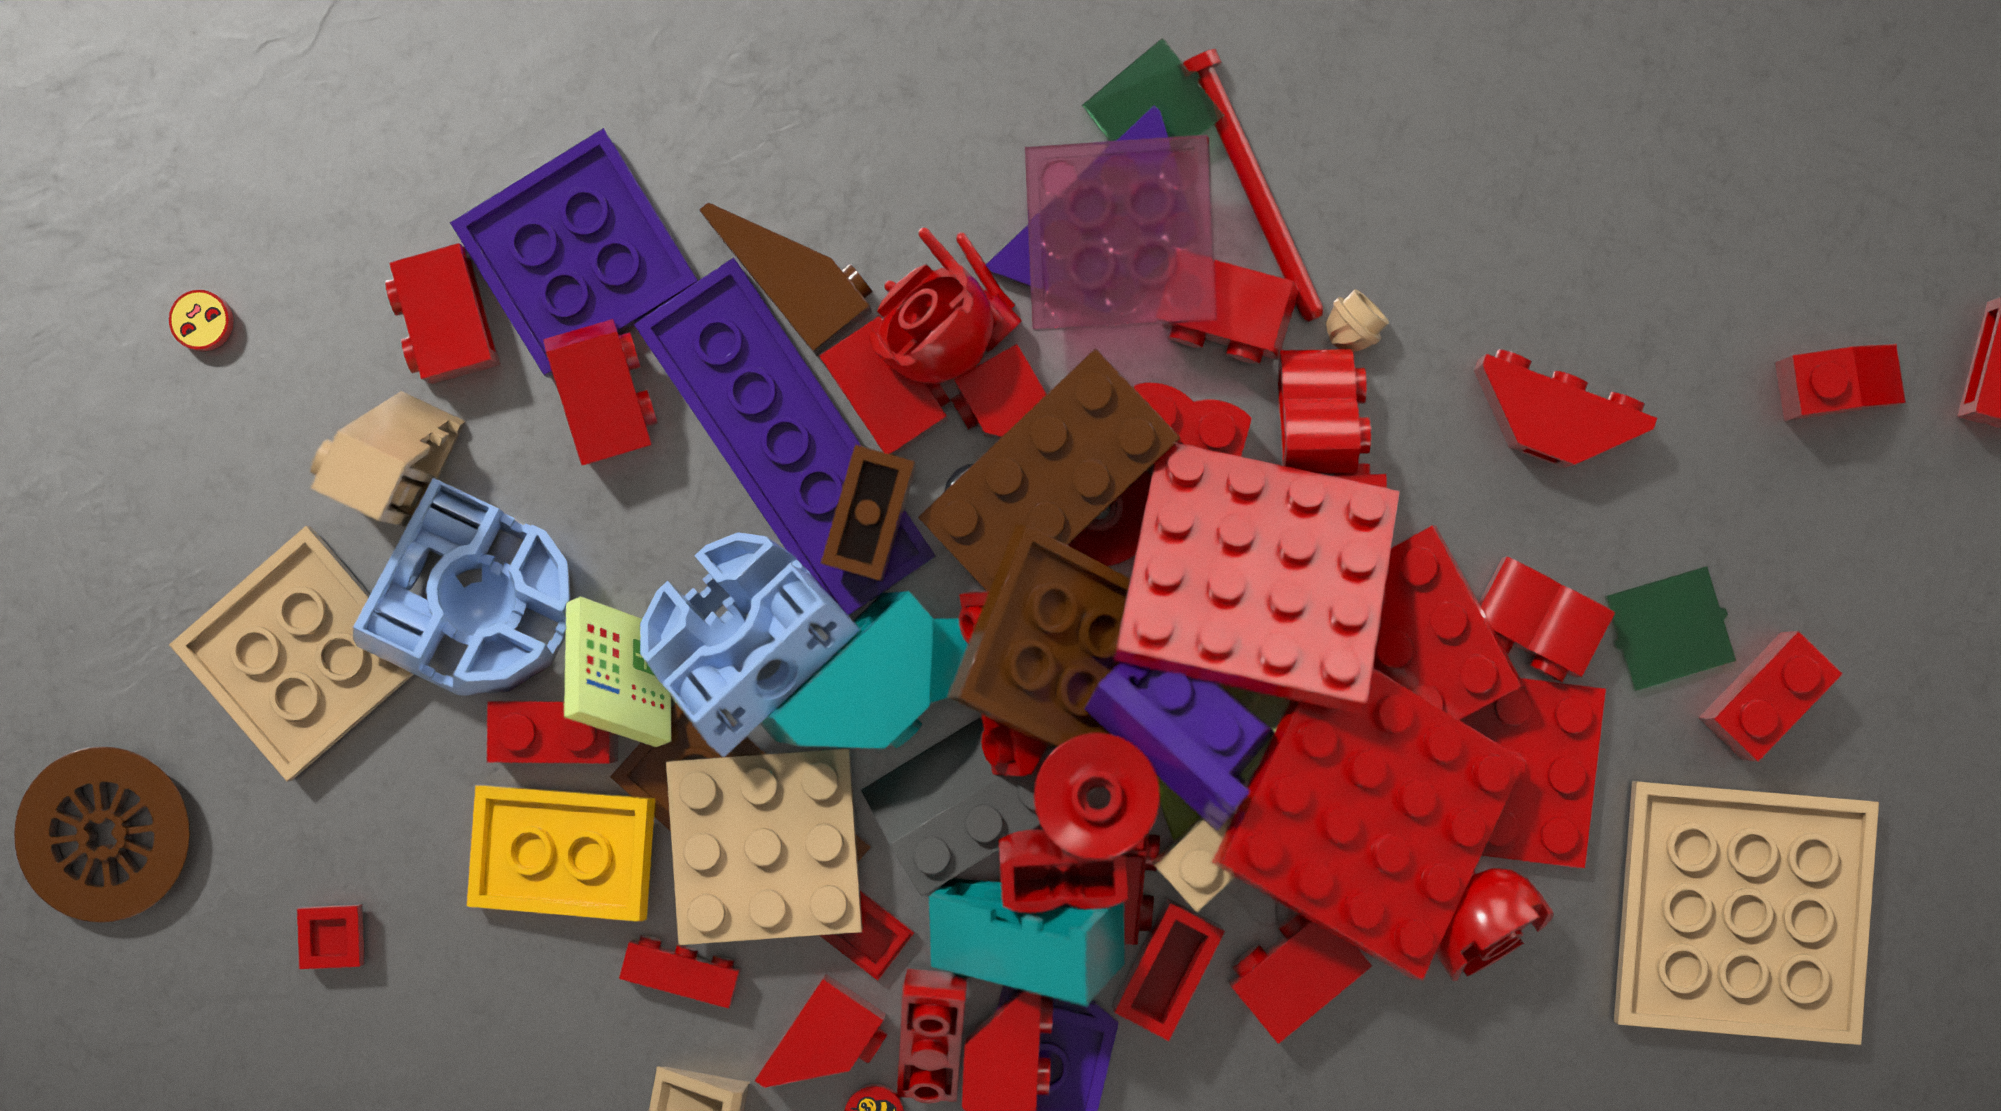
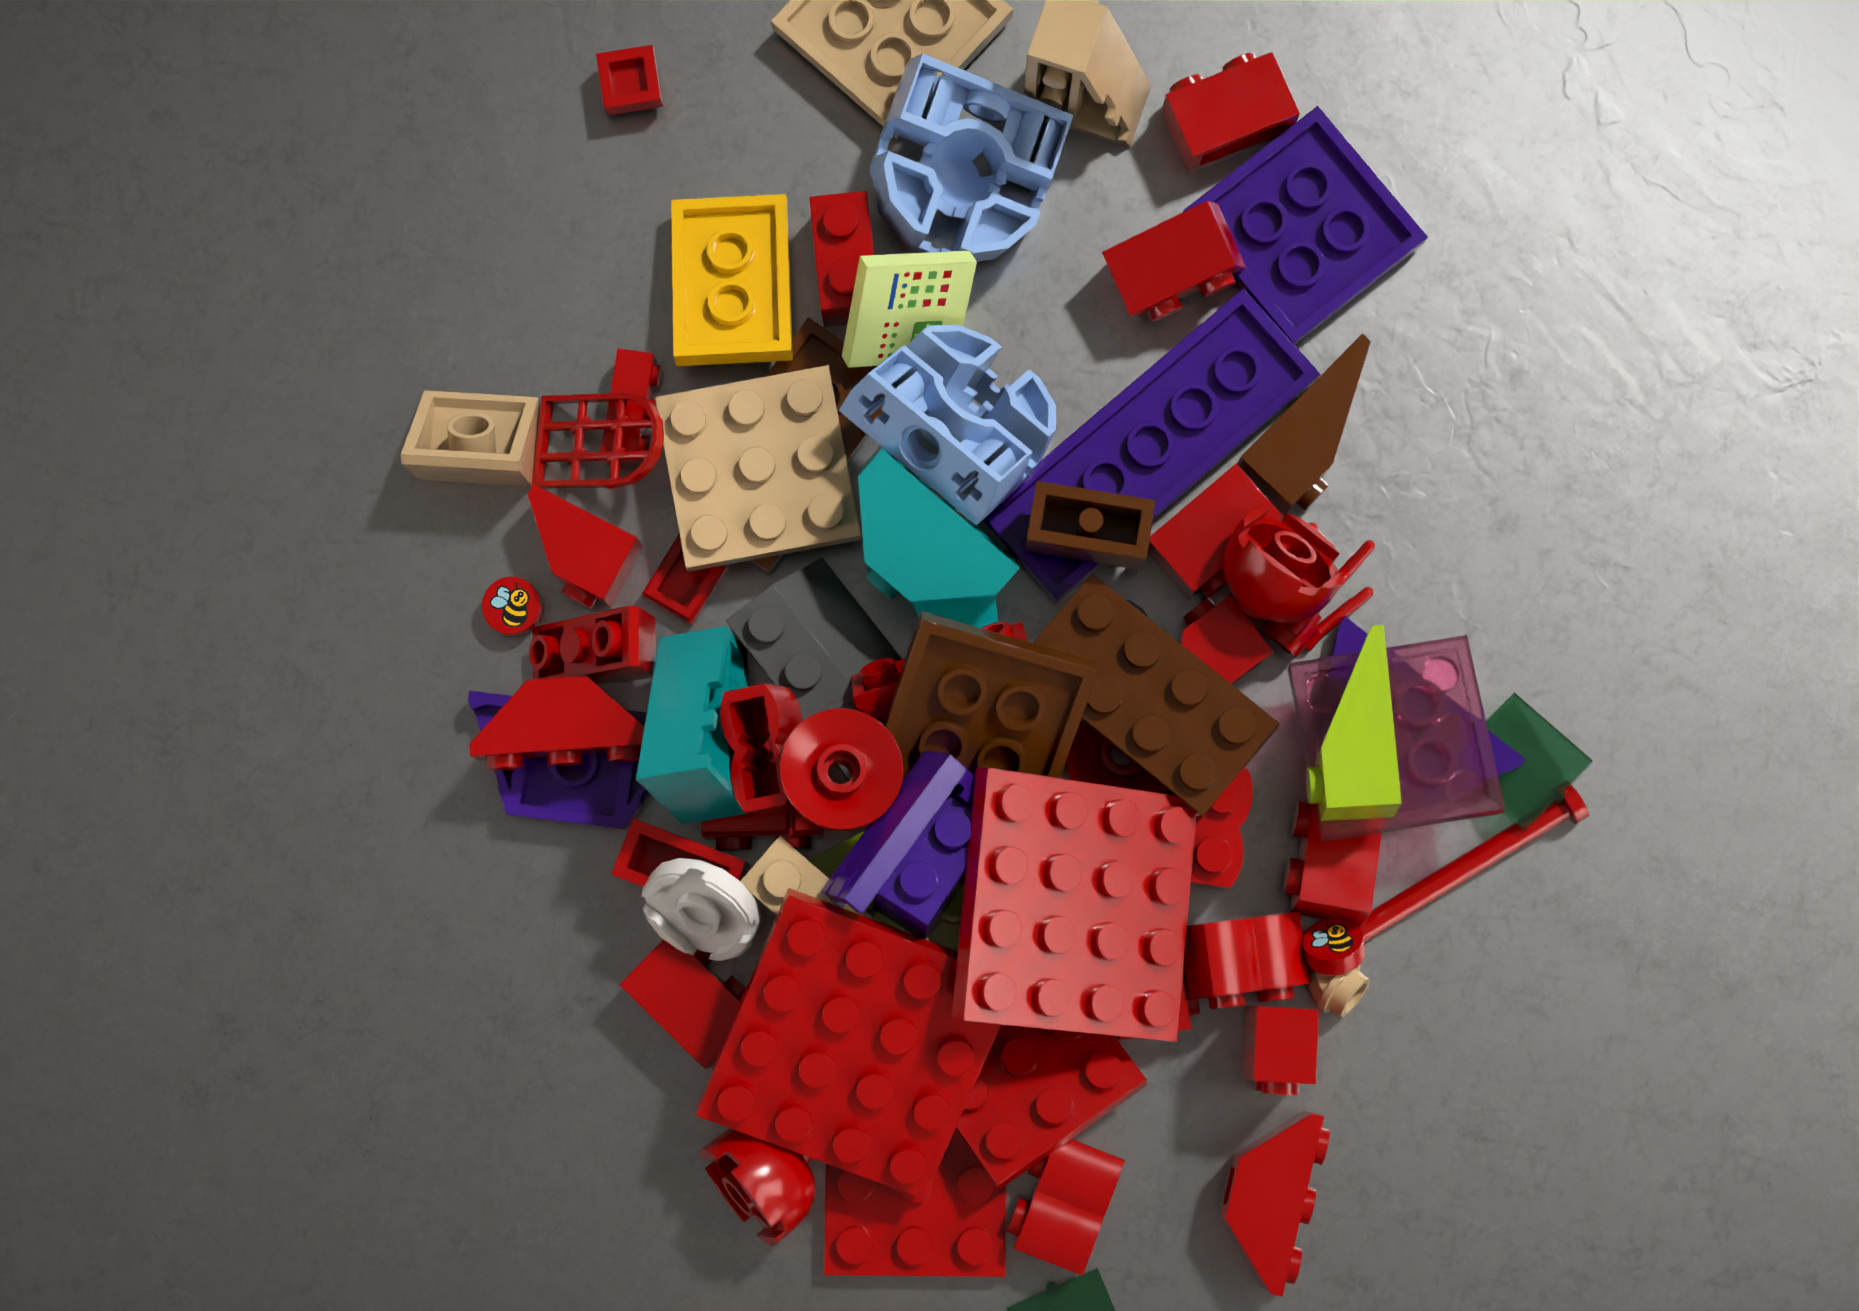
camera: 80 degrees right, 5 degrees down
(725, 1029) = (579, 453): none -> red window
(1139, 274) = (1358, 758): none -> lime slope
(1215, 953) = (701, 909): none -> white tile
(1319, 321) = (1334, 946): none -> red tile
(1414, 389) = (1279, 1048): none -> red brick

